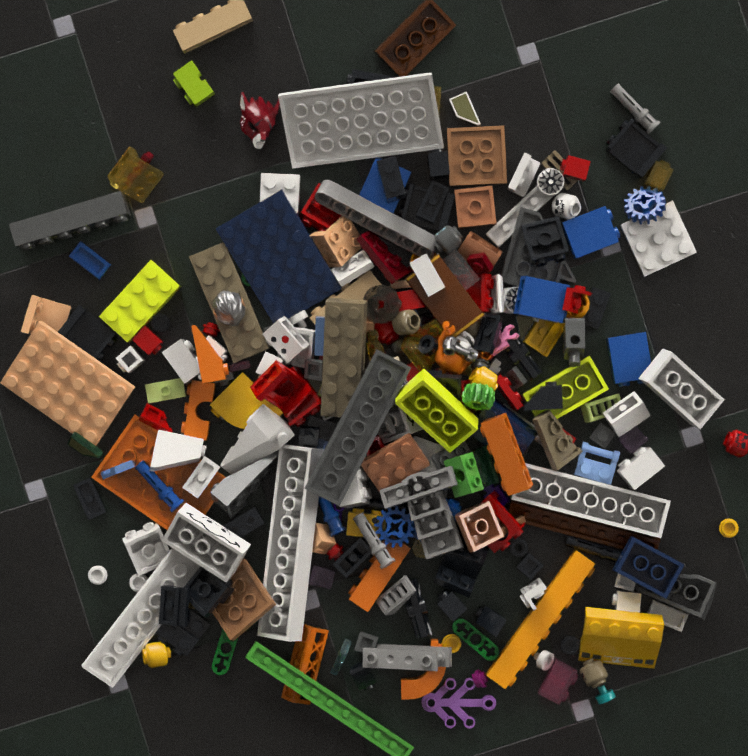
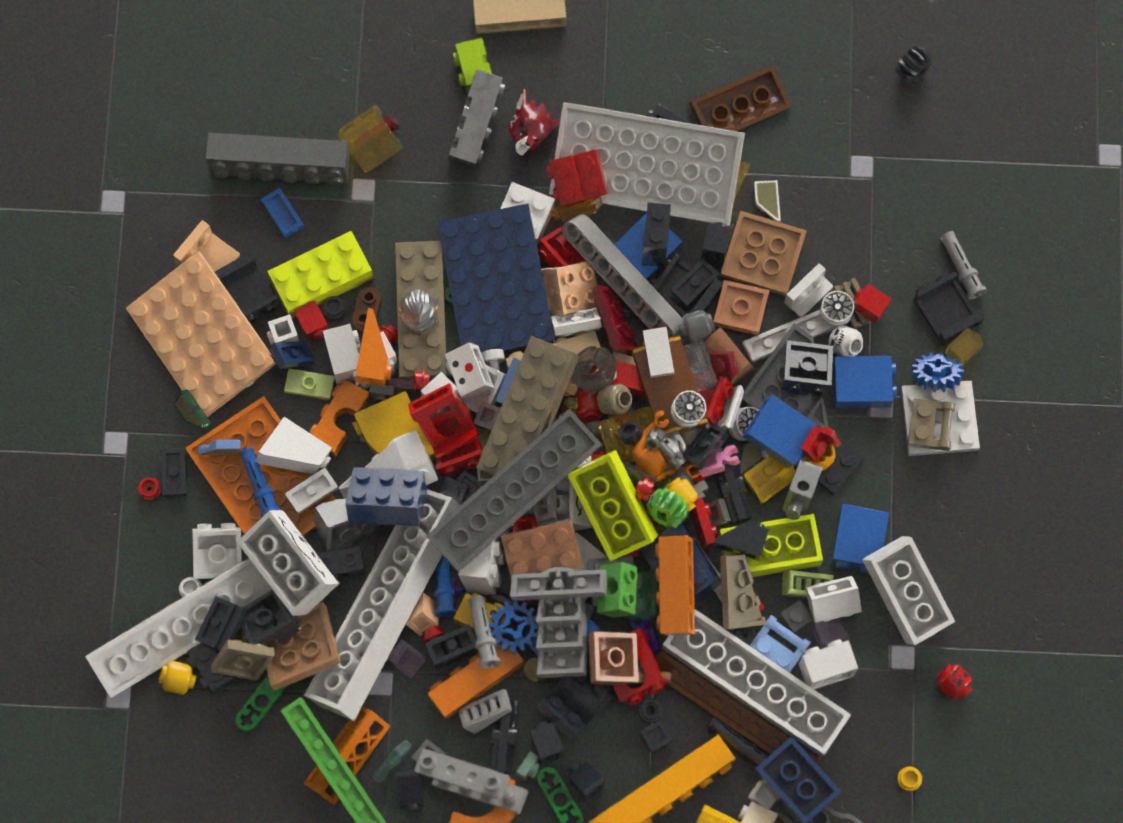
camera: 20 degrees right, 15 degrees down
(71, 517) = (149, 482): none -> red plate
(97, 575) = (147, 562): white plate -> none
(144, 374) = (292, 354): none -> dark blue plate
(154, 418) = (283, 406): red tile -> none
(187, 314) = (362, 307): none -> reddish brown plate
(201, 628) = (242, 660): none -> dark tan plate
(212, 131) = (475, 118): none -> flat silver wedge
(251, 361) = (420, 380): none -> red plate
(261, 466) = (386, 496): none -> brick
(310, 150) = (577, 177): none -> red plate
(319, 174) = (568, 211): none -> clear orange plate
(444, 627) = (529, 767): none -> sand green plate
(453, 641) = (534, 794): yellow plate -> none
(457, 390) = (644, 489): none -> red plate
(466, 312) = (688, 409): none -> white wheel
(533, 589) = (651, 762): white bracket -> none
(648, 251) = (923, 424): none -> dark tan plate

